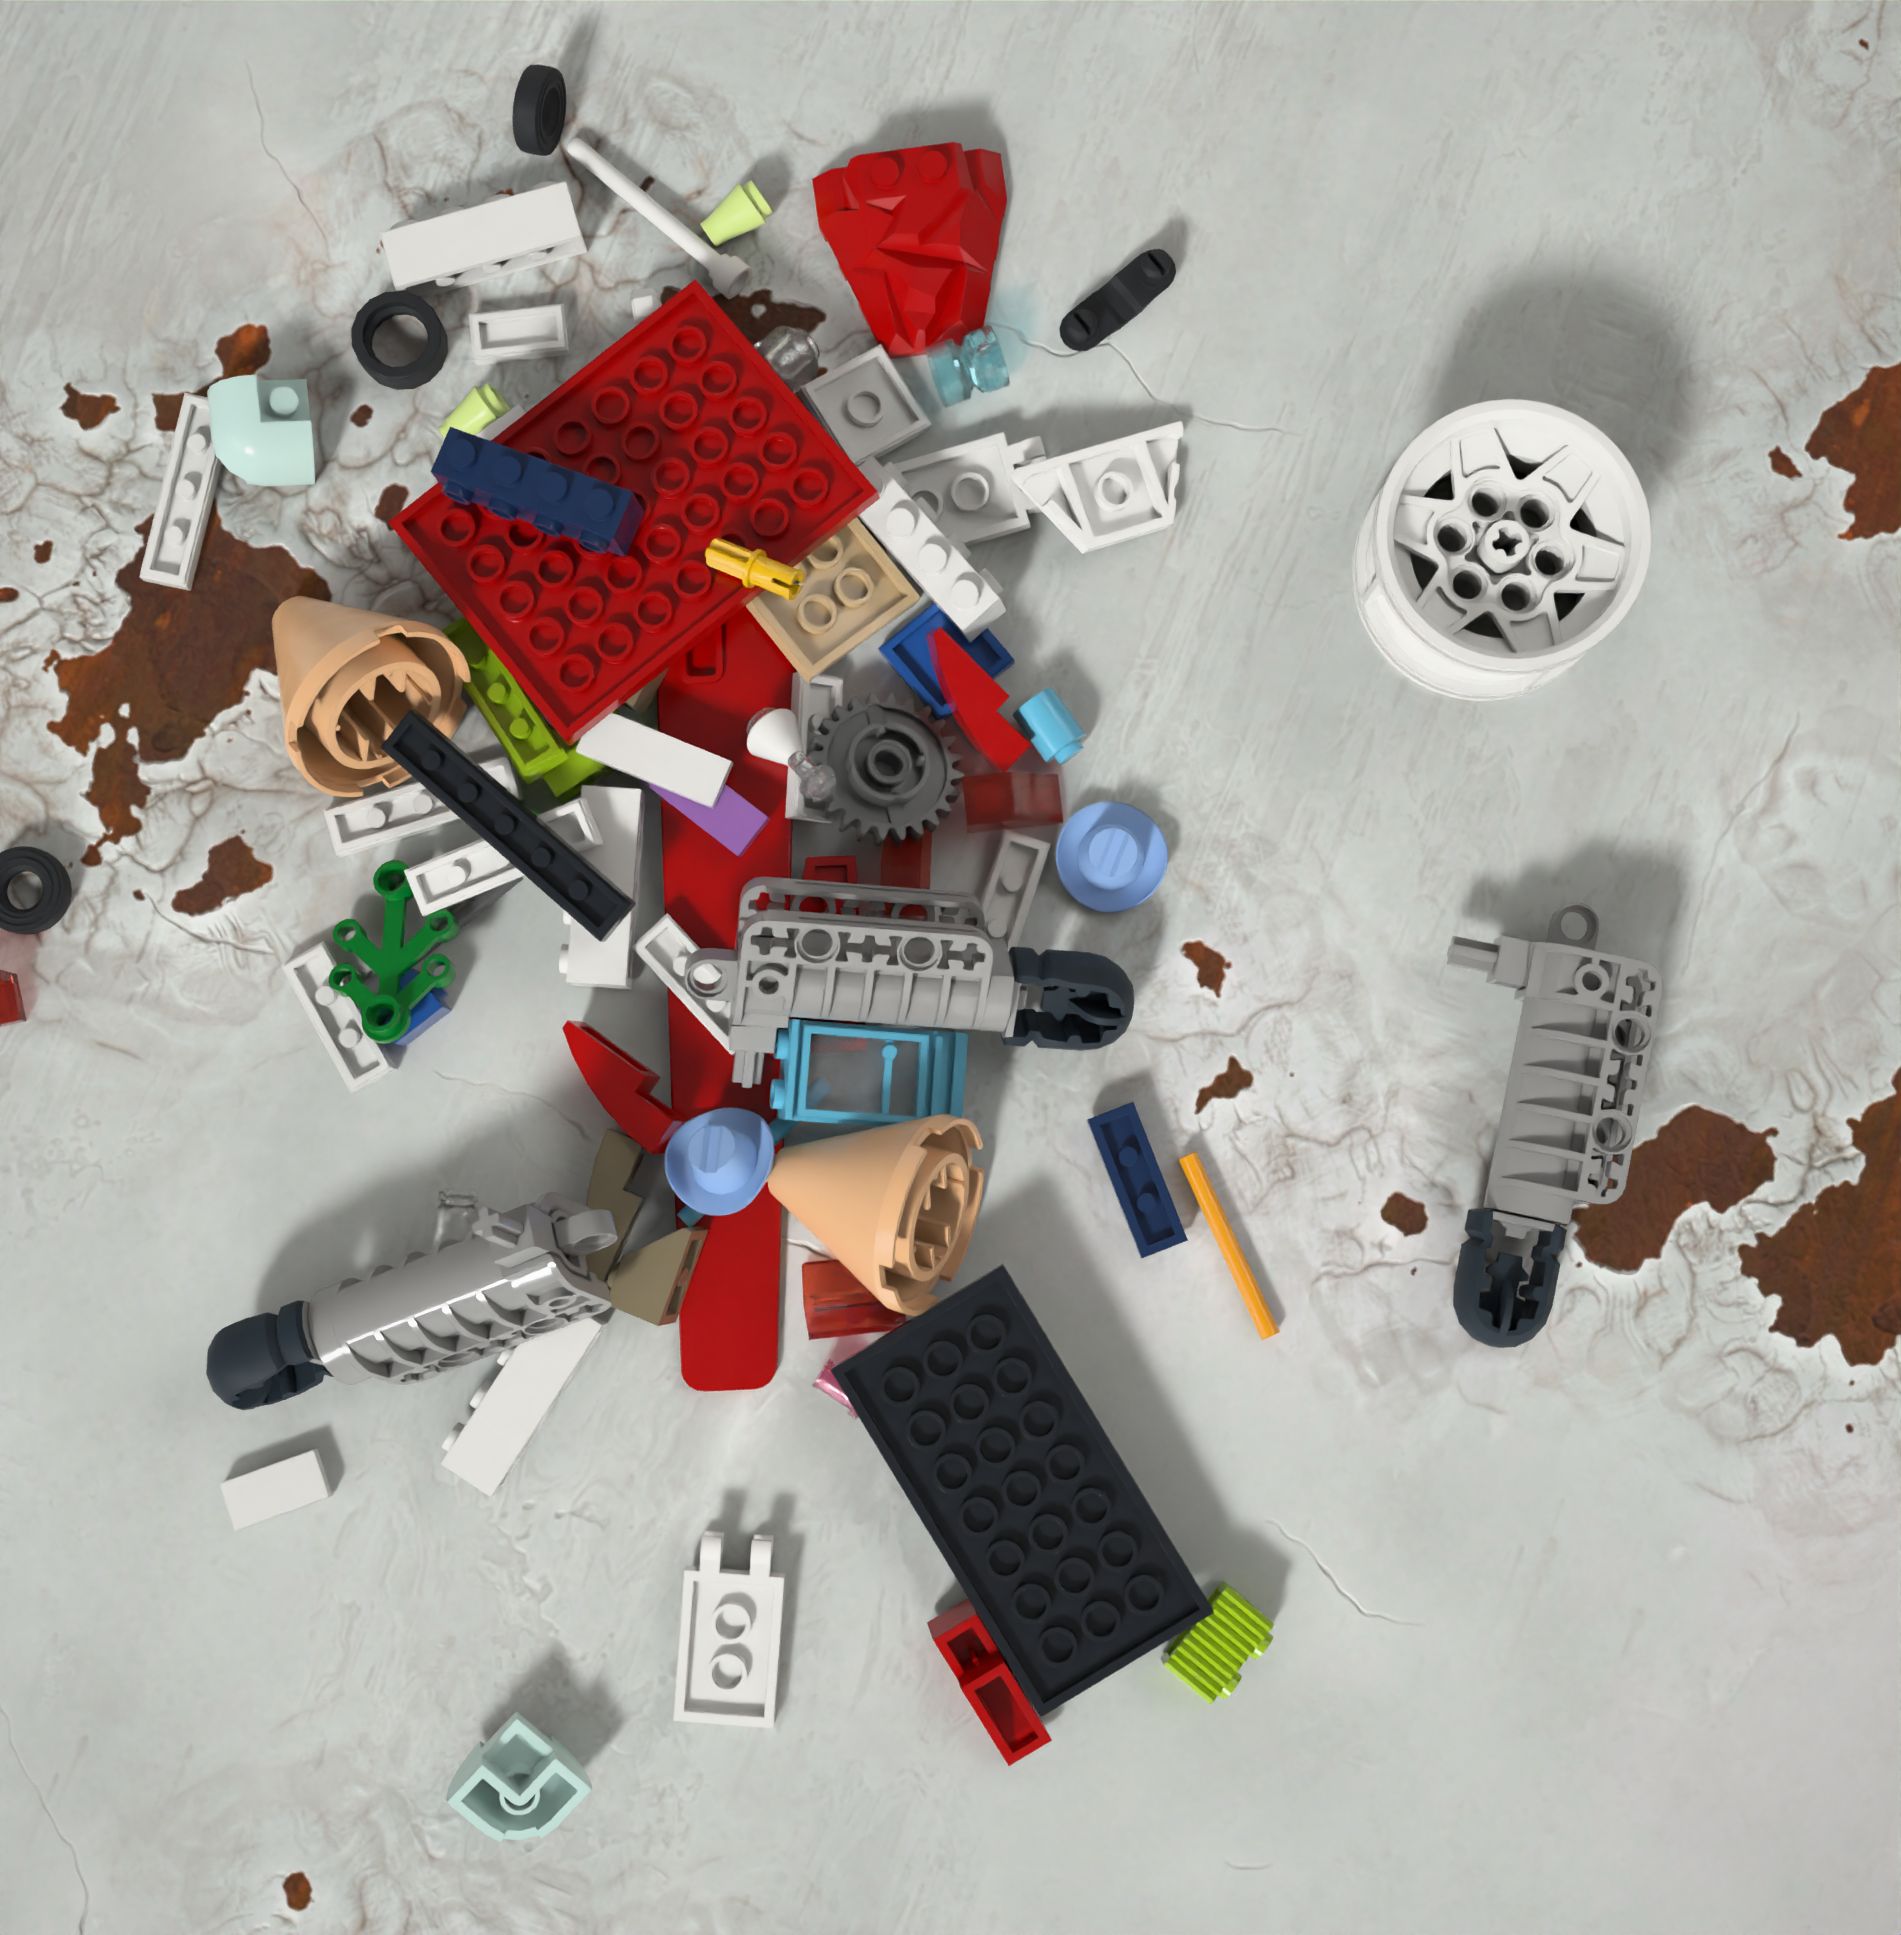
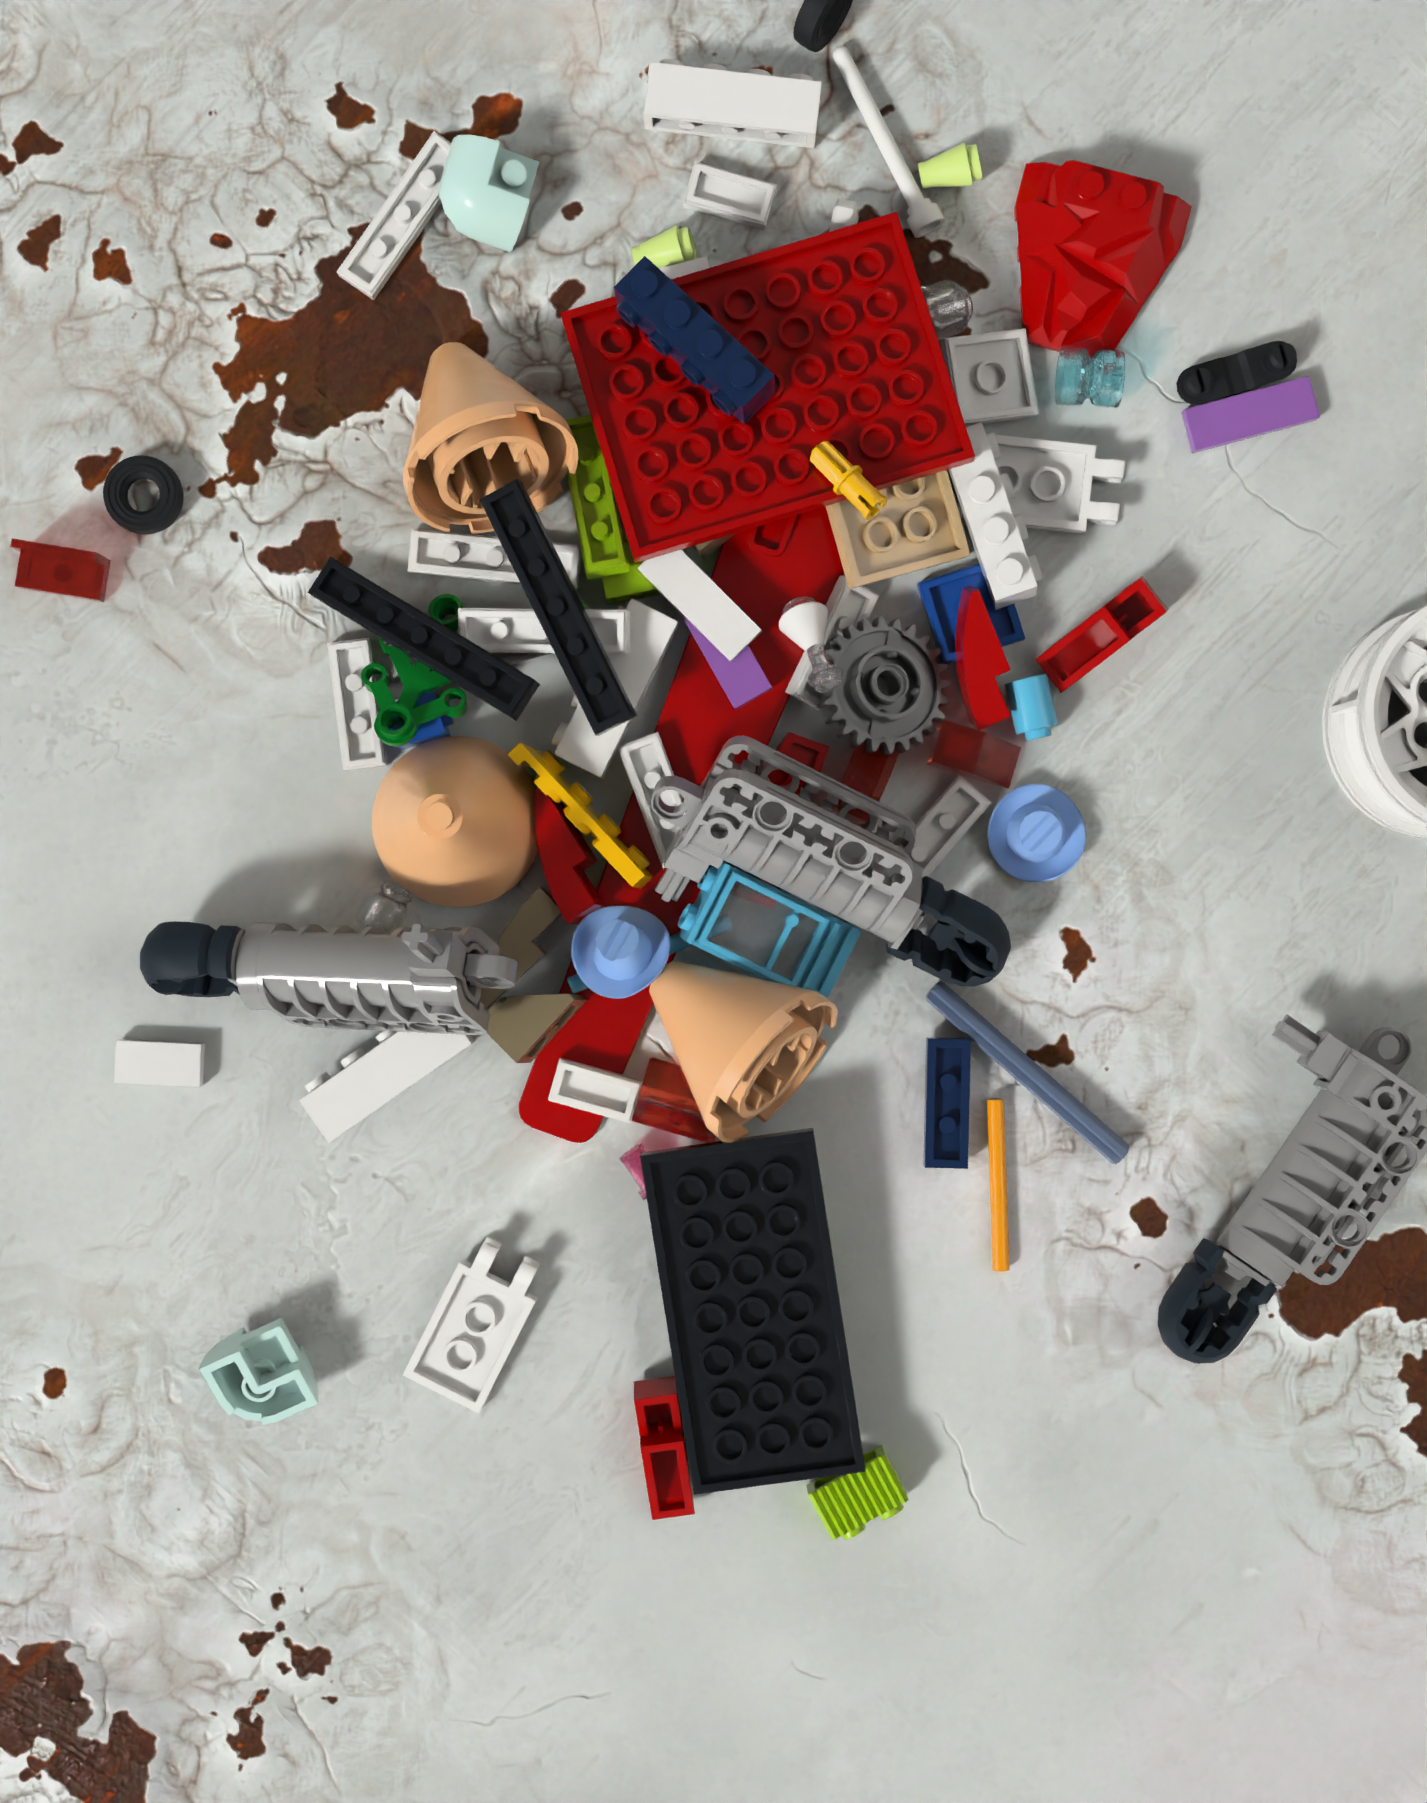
camera: 25 degrees right, 5 degrees up
(380, 917) = (424, 639): none -> black tile
(385, 307) = (613, 130): black tyre -> none
(493, 1098) = (456, 821): none -> light nougat cone
(567, 999) = (627, 861): none -> yellow wing
(755, 1322) = (595, 1090): none -> white tile
(1092, 622) = (1101, 634): none -> red slope
(1108, 488) = (1163, 529): white wing -> none
(1150, 337) = (1250, 414): none -> medium lavender tile
(1209, 1112) = (1027, 1072): none -> sand blue axle

